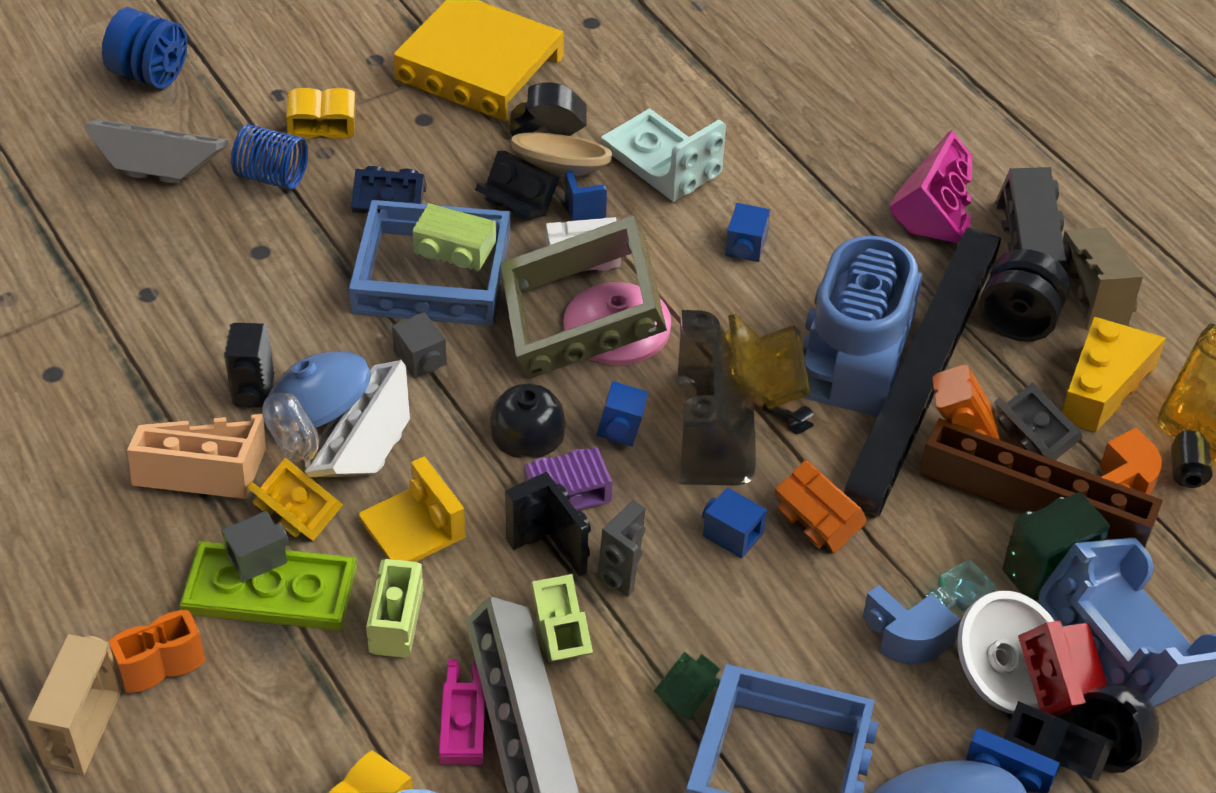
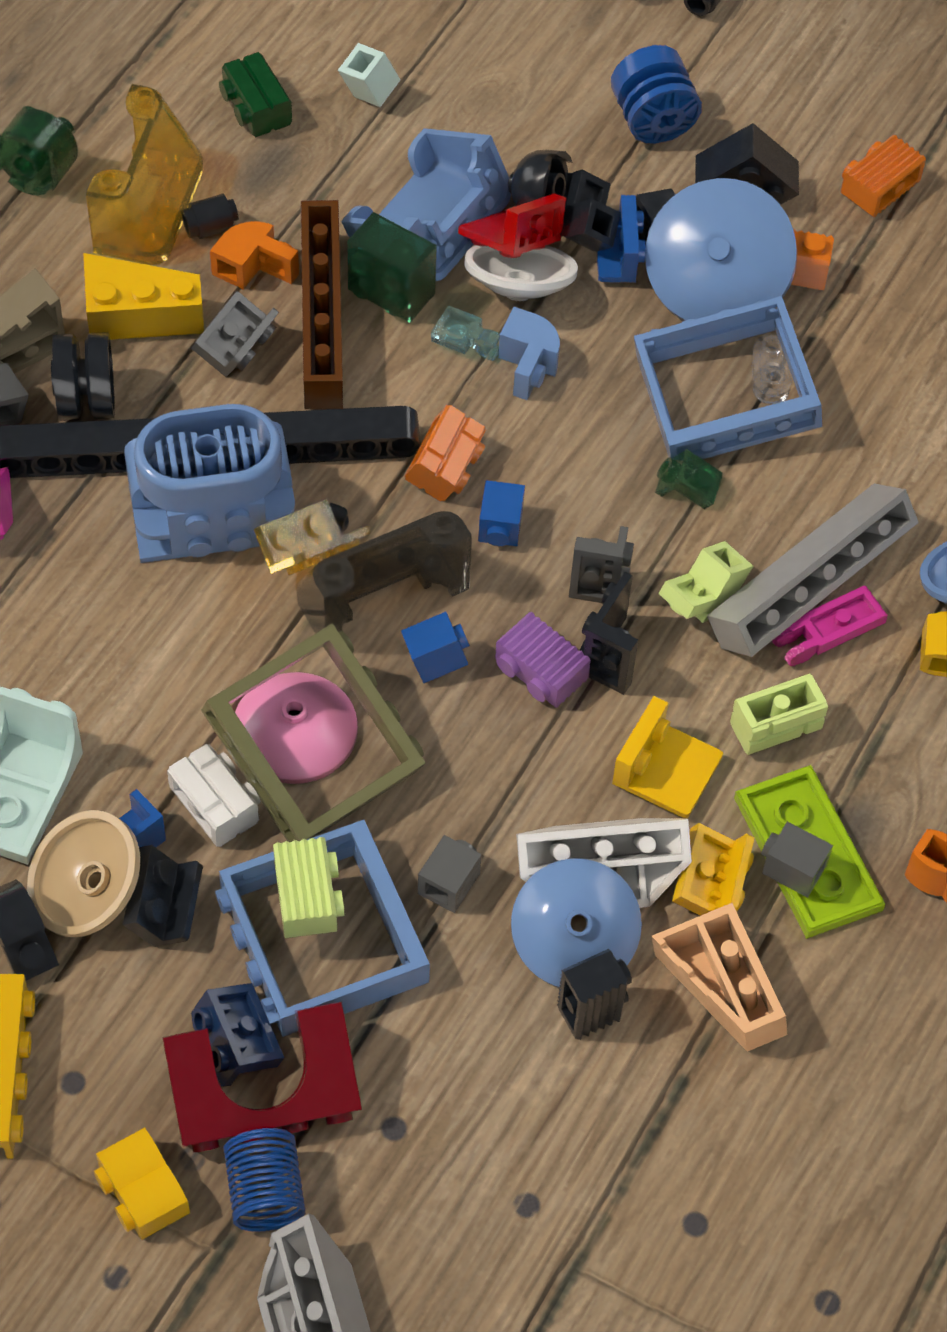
camera: 120 degrees left, 10 degrees up
(290, 427) = (647, 906): clear plate -> none
(313, 202) = (325, 1089): none -> dark red arch
(527, 421) = (483, 733): black cylinder -> none
(747, 232) = (105, 654): blue brick -> none
(964, 401) = (270, 372): orange brick -> none

